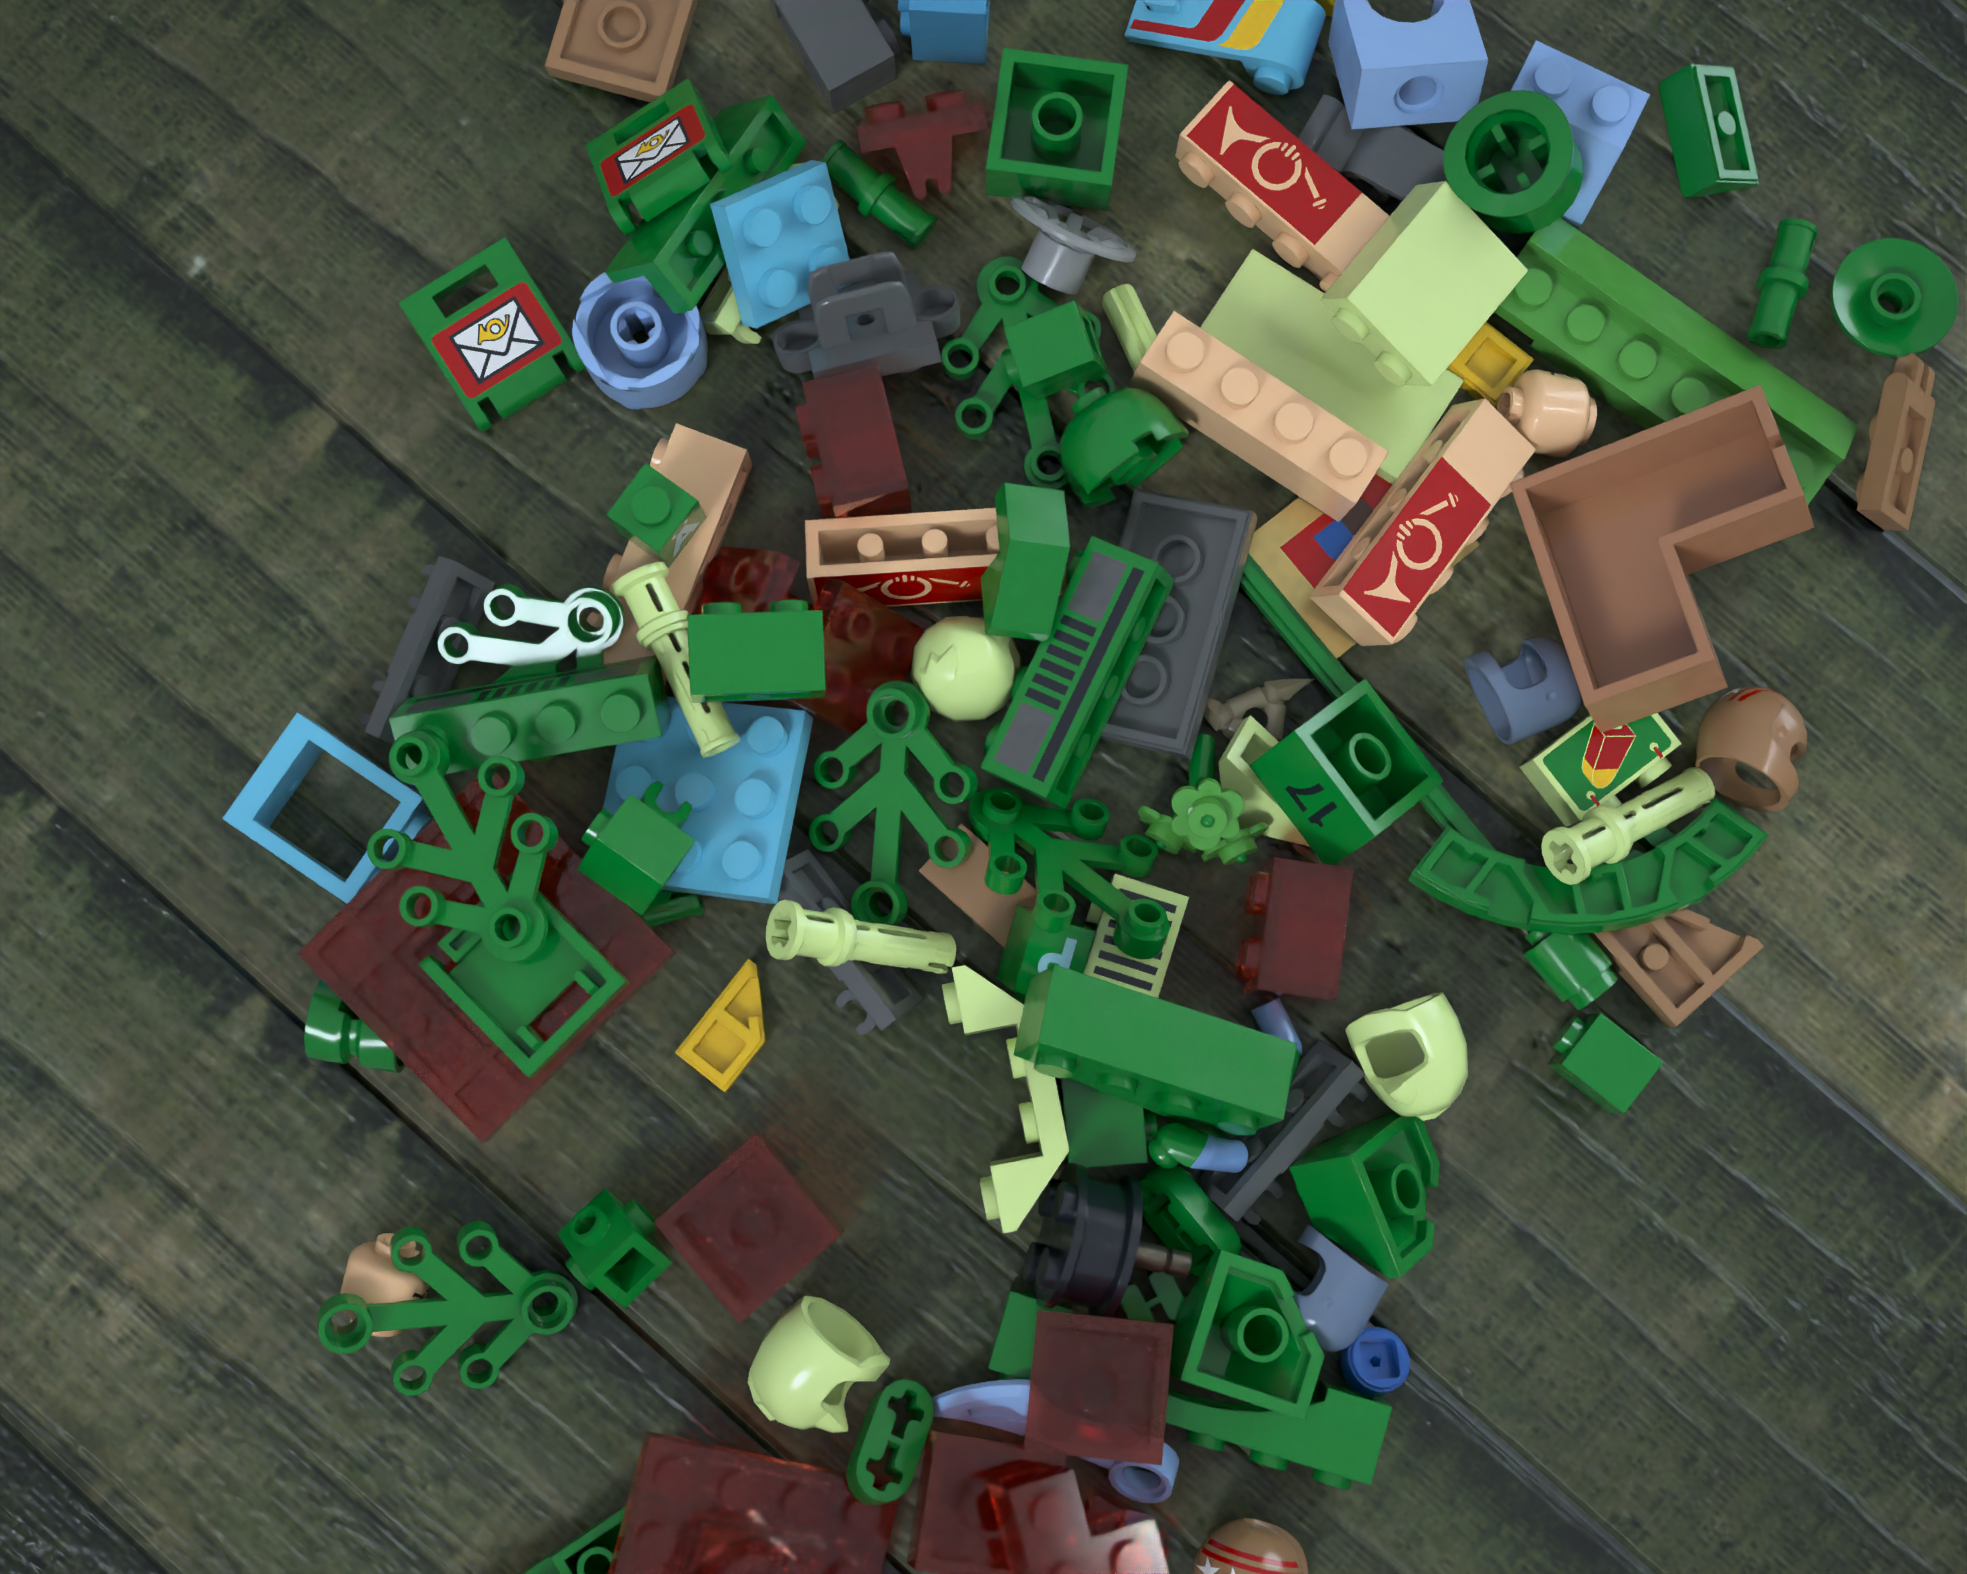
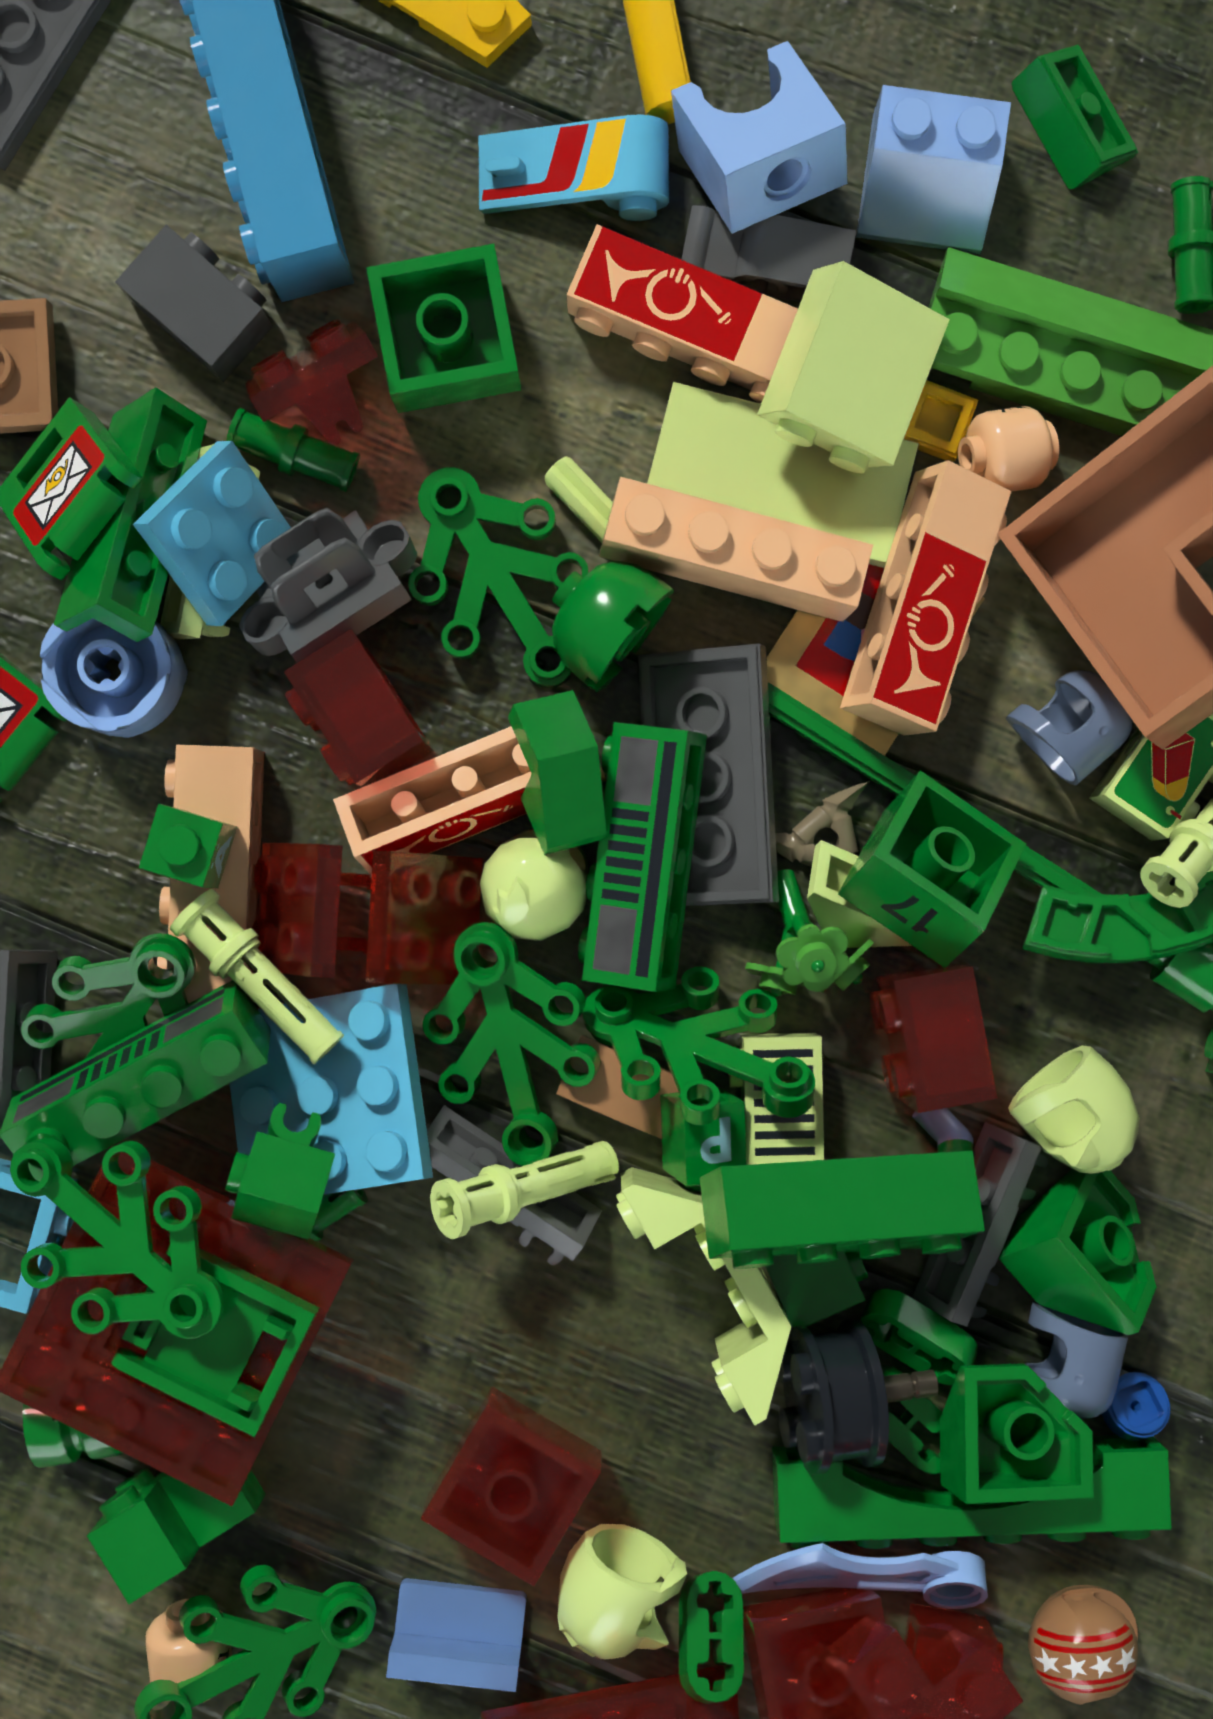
camera: 15 degrees left, 5 degrees up
(411, 1146) = (159, 1526): none -> green brick
(614, 1247) = (391, 1547): green brick -> none
(648, 1359) = (457, 1635): none -> medium blue panel
(729, 1031) = (428, 1302): yellow tile -> none
(756, 653) = (330, 957): green brick -> none
(1053, 351) = (516, 551): green brick -> none
(1063, 251) = (489, 445): light grey wheel -> none
(1098, 1387) = (892, 1540): clear red brick -> none
(1196, 1149) = (907, 1275): arm -> none
(1514, 161) = (902, 216): green hat -> none

